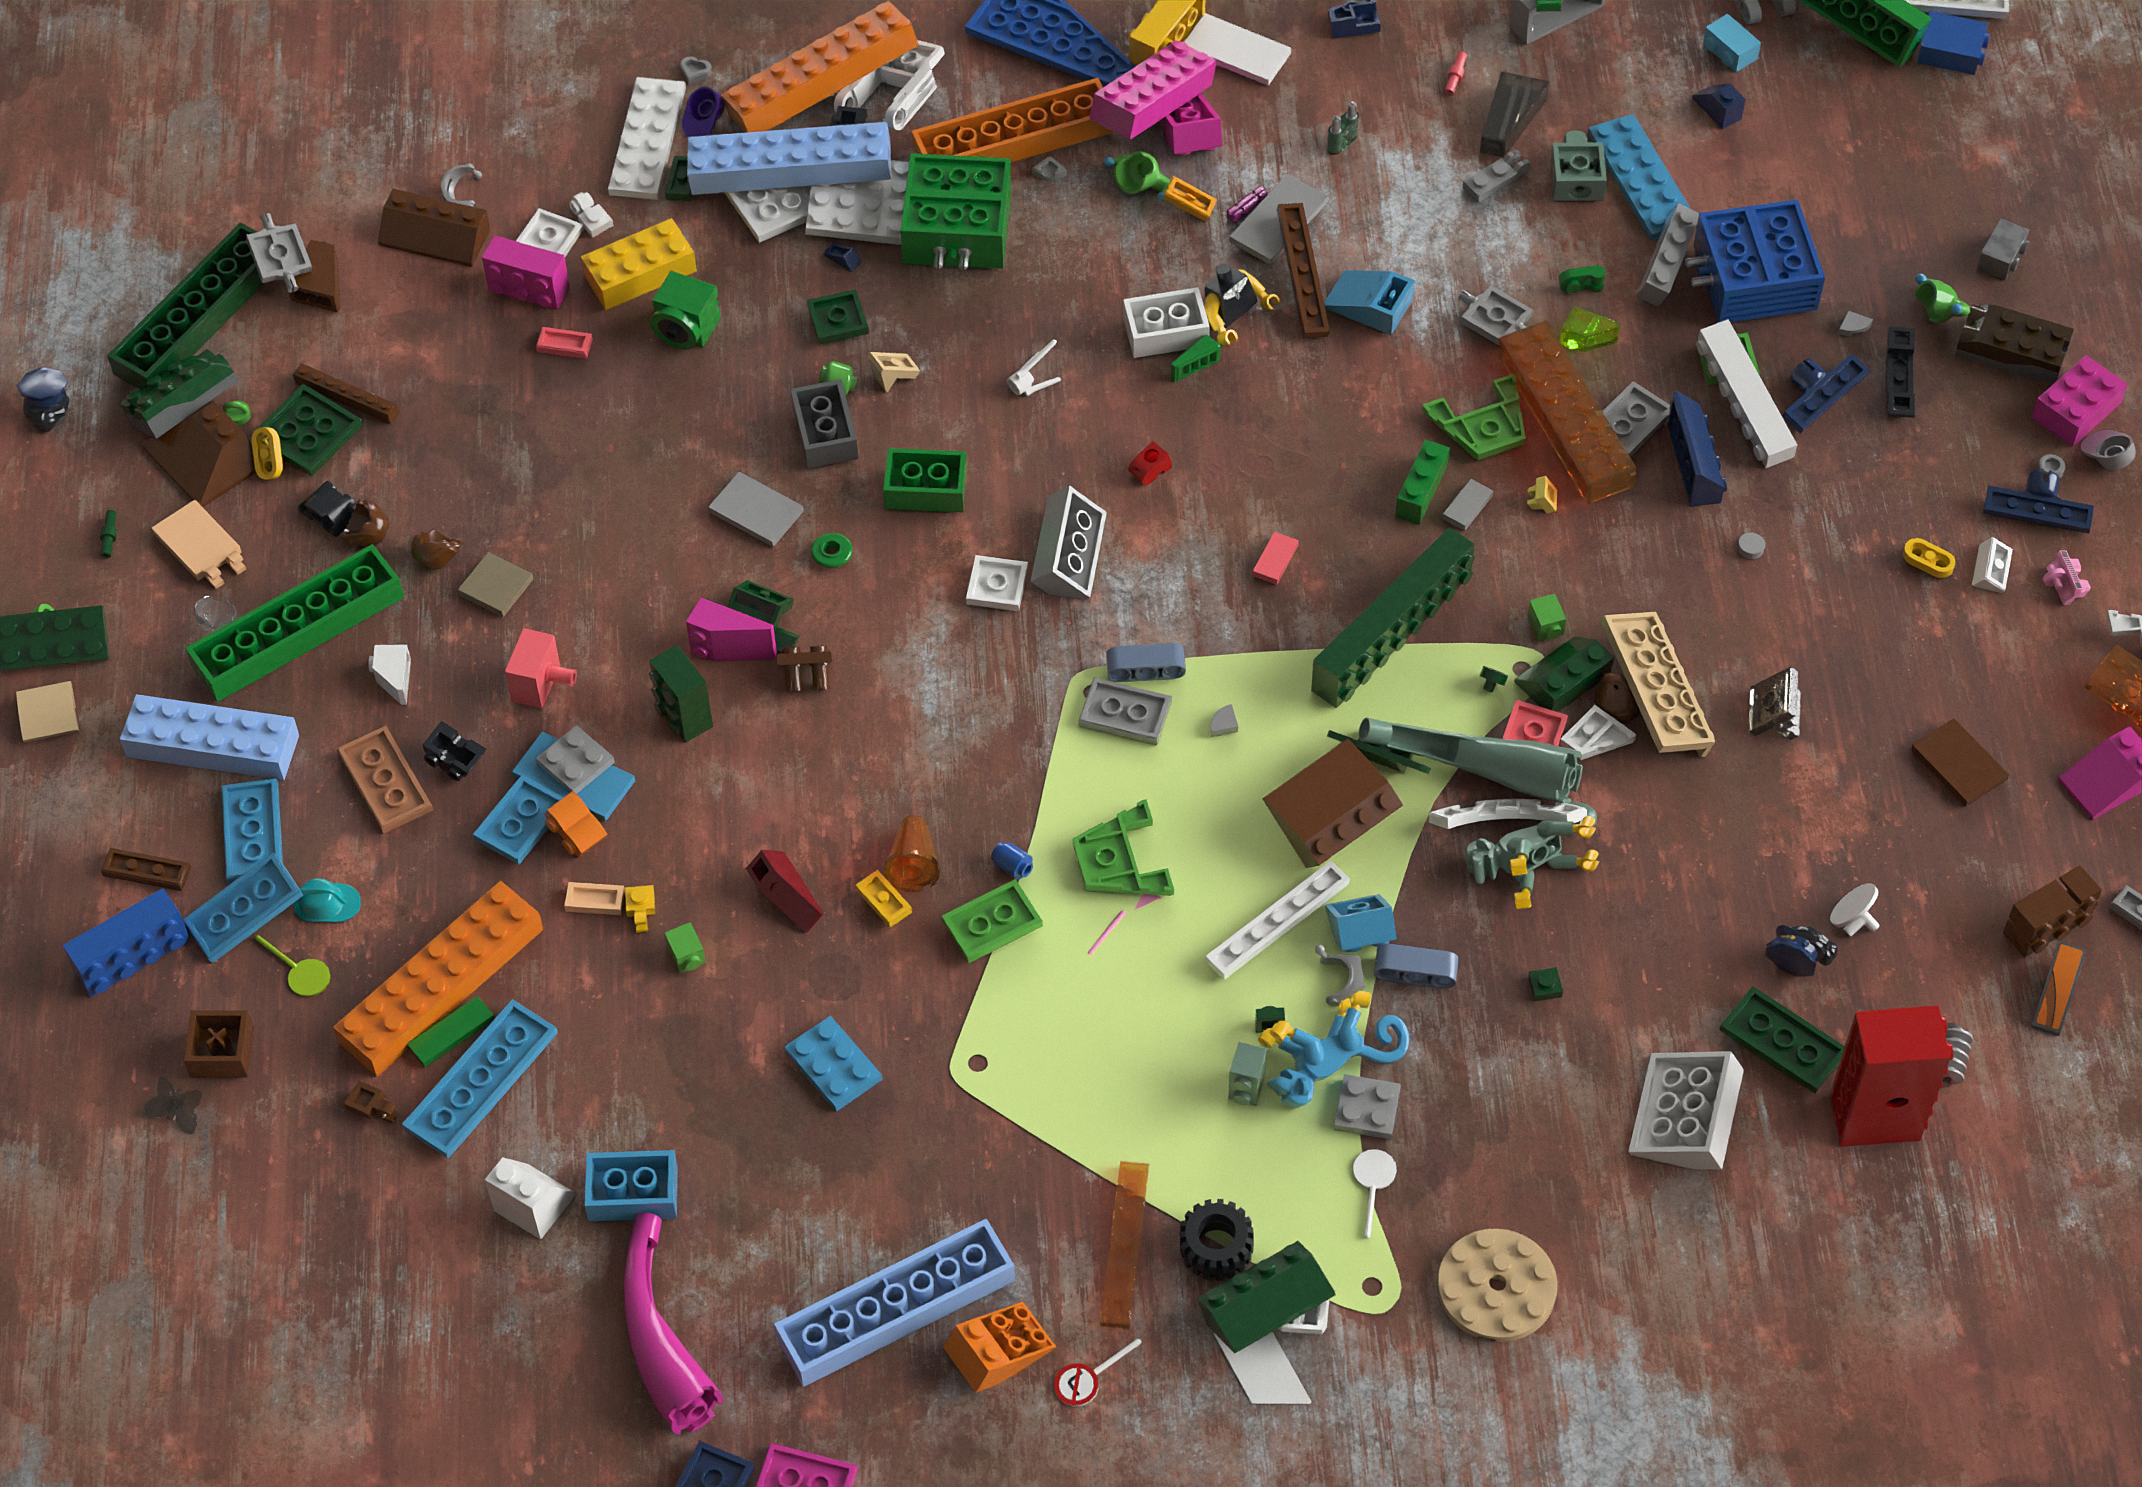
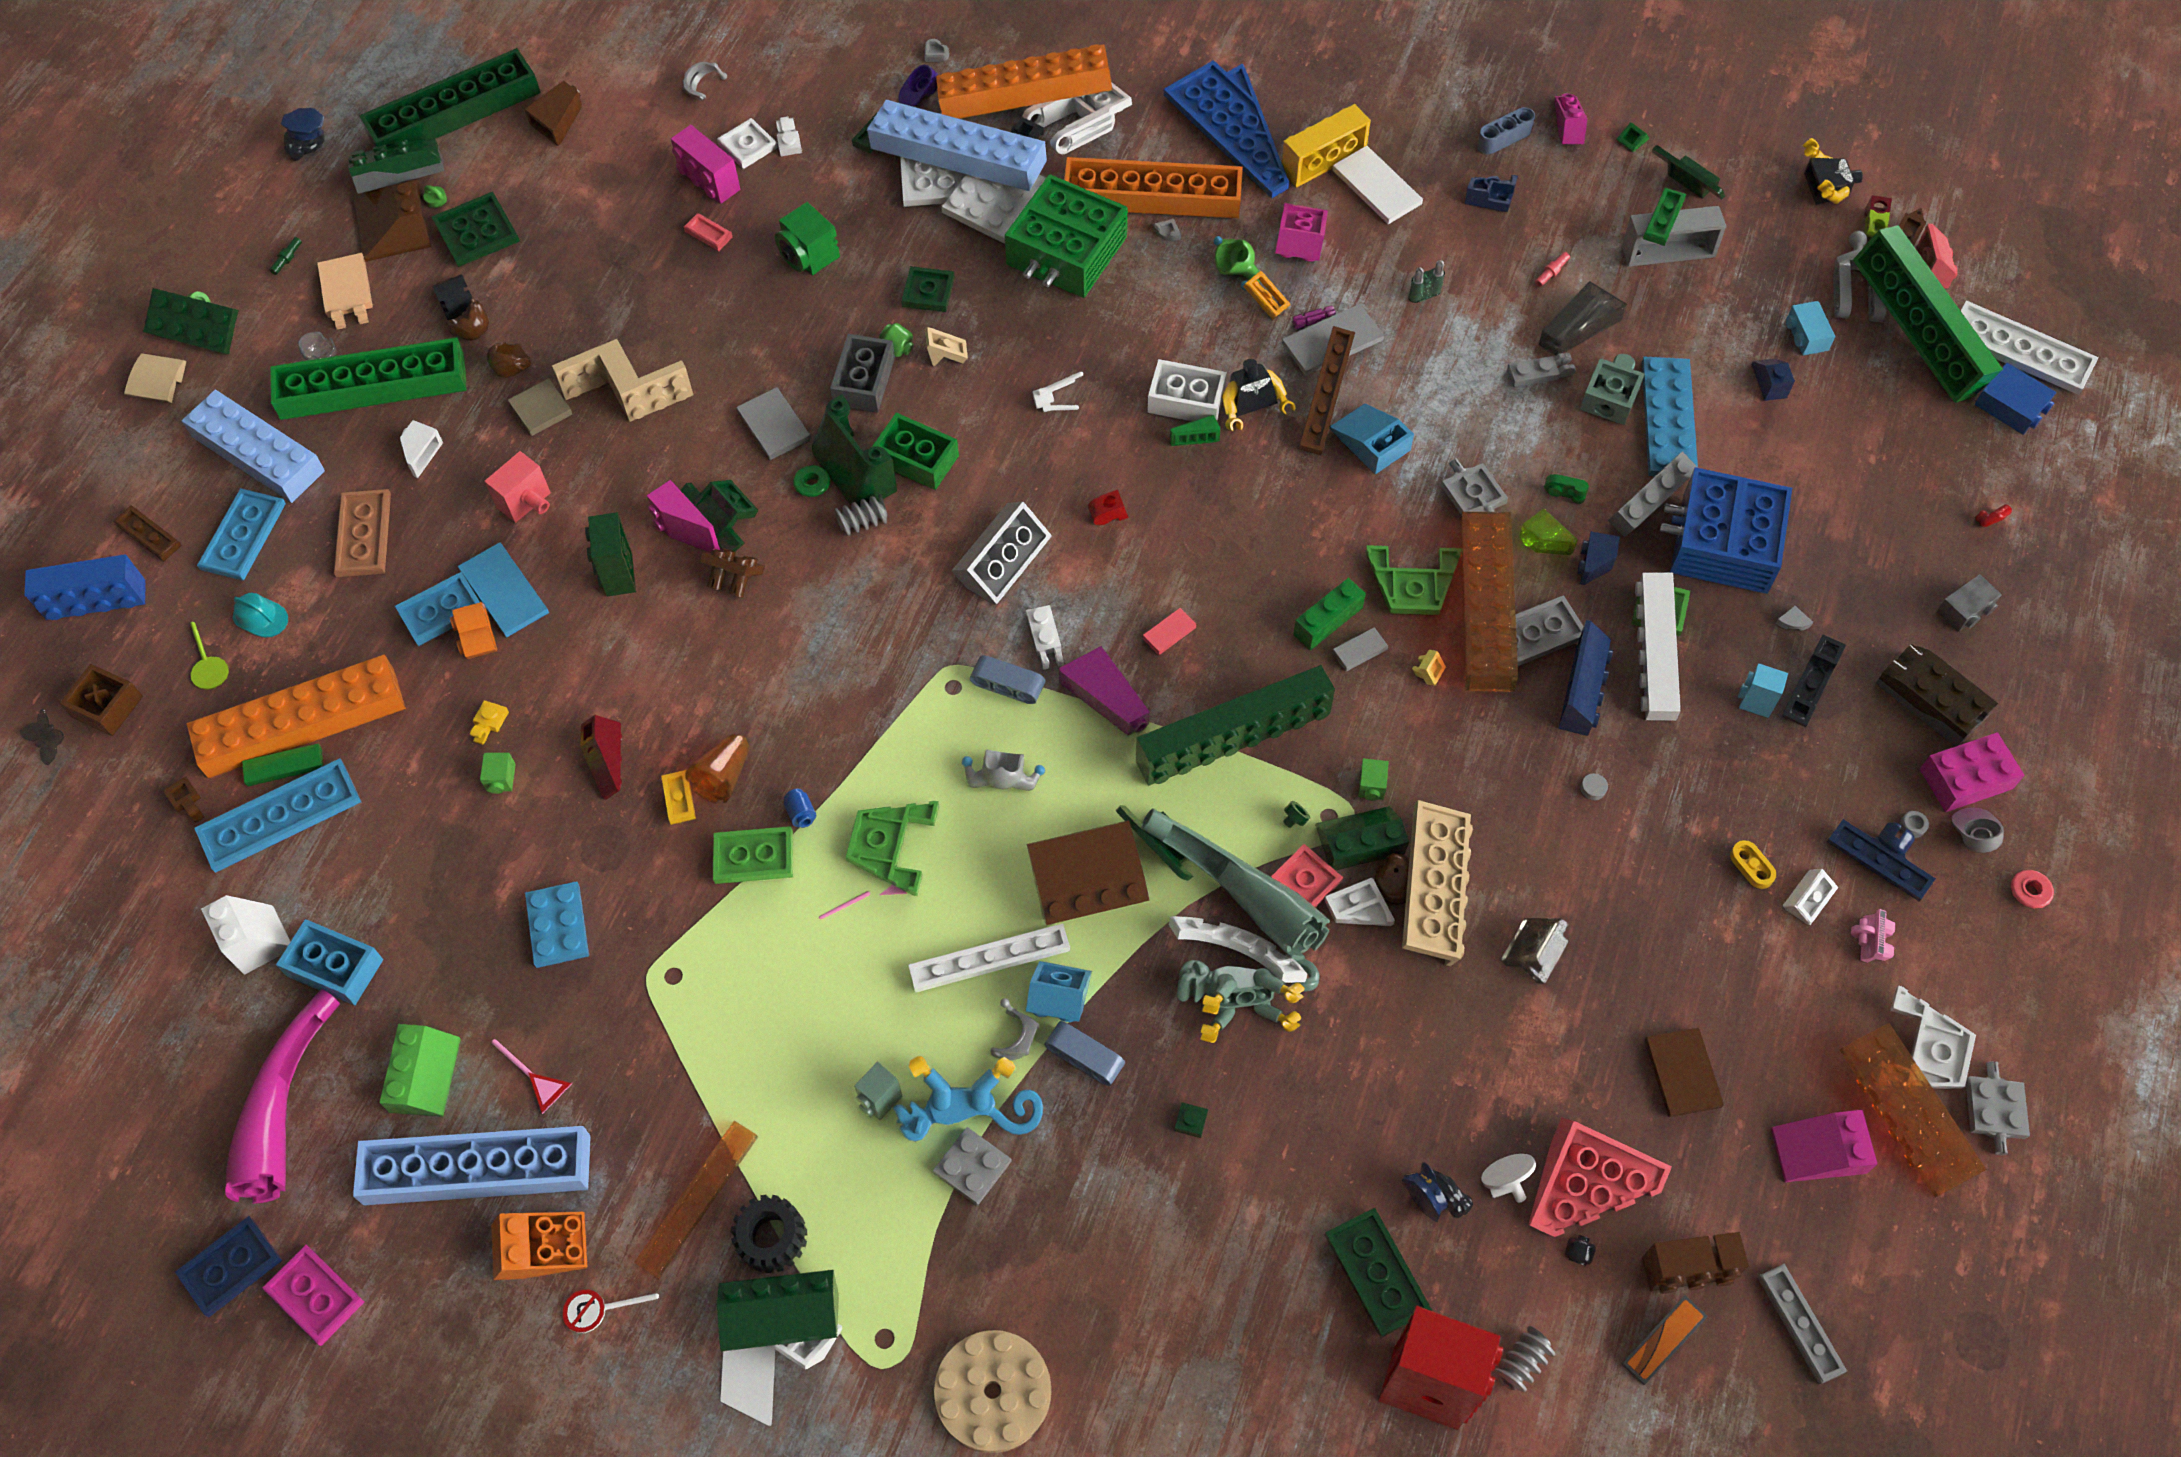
camera: 25 degrees right, 5 degrees up
(243, 907) = (190, 594): dark azure tile -> none
(266, 453) = (431, 236): yellow plate -> none
(278, 252) = (527, 81): light grey plate -> none
(346, 393) = (522, 211): reddish brown piece -> none
(433, 227) = (661, 102): reddish brown slope -> none
(451, 751) = (420, 529): black cylinder -> none
(575, 760) = (508, 576): light grey plate -> none
(577, 522) = (610, 365): none -> tan bracket
(594, 898) = (457, 699): light nougat tile -> none
(637, 263) = (788, 186): yellow brick -> none
(647, 138) = (866, 92): white plate -> none
(784, 1246) = (419, 1071): none -> bright green slope
(843, 255) = (963, 242): dark blue piece -> none
(867, 517) = (853, 471): none -> dark green windscreen
(906, 562) = (861, 515): none -> light grey piece
(917, 1213) = (545, 1088): none -> piece
(997, 583) = (926, 561): white plate -> none
(1125, 711) = (968, 715): light grey tile -> none
(1153, 89) = (1280, 192): dark pink brick -> none
(1156, 609) = (1044, 634): none -> white hinge
(1190, 749) = (1001, 772): none -> light grey piece
(1224, 721) = (1046, 757): light grey tile -> none
(1248, 635) = (1106, 690): none -> magenta slope
(1268, 1017) = (930, 1046): dark green plate -> none
(1374, 1171) = (946, 1230): white piece -> none
(1645, 331) = (1599, 556): none -> dark blue slope
(1687, 1109) = (1252, 1301): white slope -> none
(1821, 389) = (1729, 667): dark blue plate -> none
(1861, 397) = (1762, 690): none -> medium azure piece
(1924, 881) = (1589, 1176): none -> coral slope
(1939, 300) = (1884, 627): bright green piece -> none
(1948, 948) = (1580, 1250): none -> black piece
(1988, 160) = (1996, 516): none -> red arm

